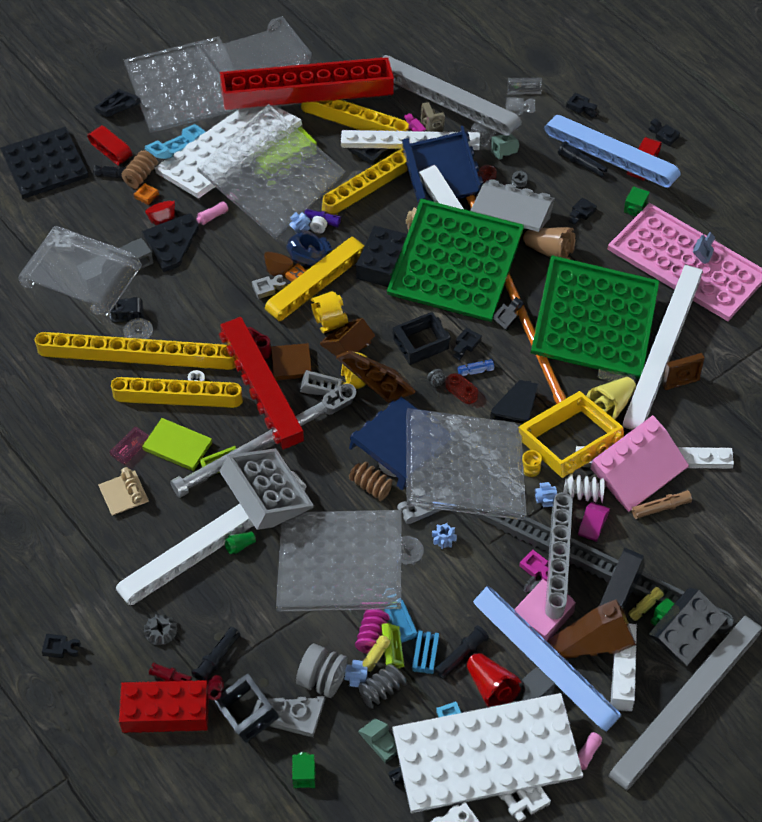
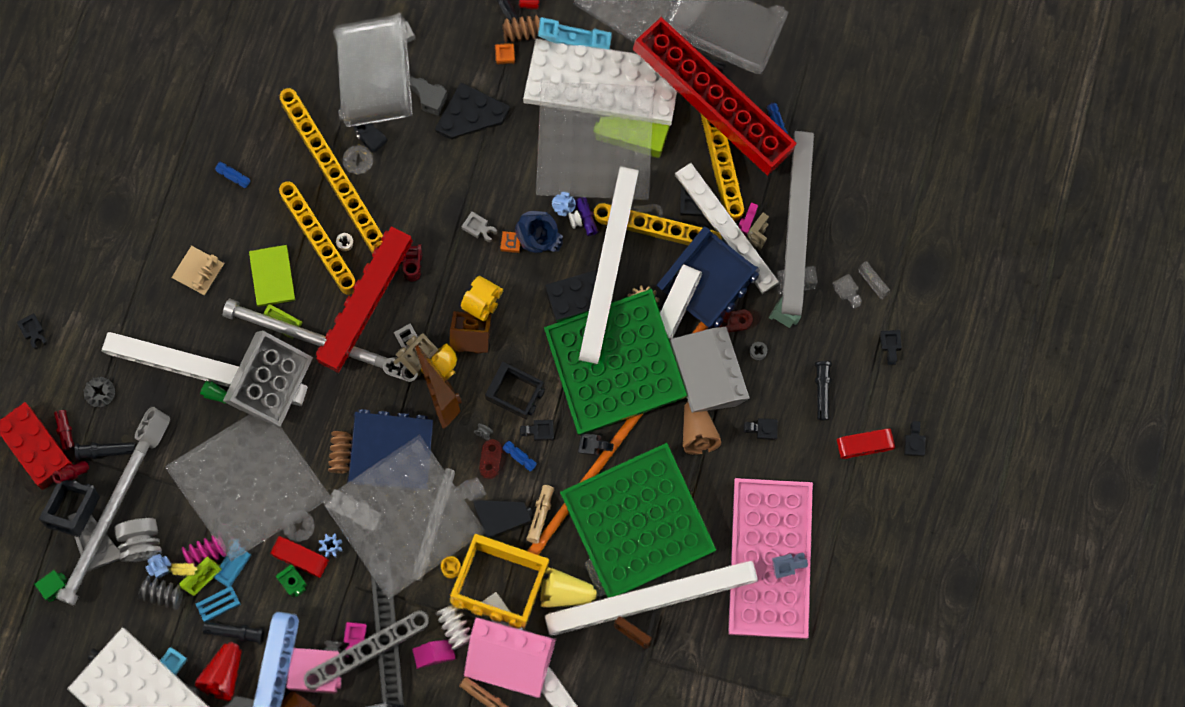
camera: 50 degrees right, 20 degrees up
(67, 420) = (232, 174): none -> blue axle
(129, 445) = (244, 240): clear pink tile -> none
(161, 212) = (492, 81): red piece -> none
(210, 214) = (522, 123): bright pink piece -> none
(234, 608) = (149, 435): none -> flat silver piece
(277, 263) = (509, 216): reddish brown piece -> none
(290, 361) = (417, 303): reddish brown tile -> none
(314, 279) = (515, 260): yellow beam -> none
(335, 373) = (409, 356): none -> dark tan bracket
(379, 214) = (608, 265): none -> white beam
(379, 739) = (119, 617): sand green slope -> none
(435, 564) = (299, 557): none -> red beam
(452, 582) = (295, 589): none -> green brick
(478, 410) = (471, 489): none -> clear plate
(530, 374) = (542, 506): none -> tan pin
(545, 494) = (427, 599): light blue gear -> none
(613, 151) = (844, 412): light blue beam -> none
(636, 201) = (805, 470): green brick -> none

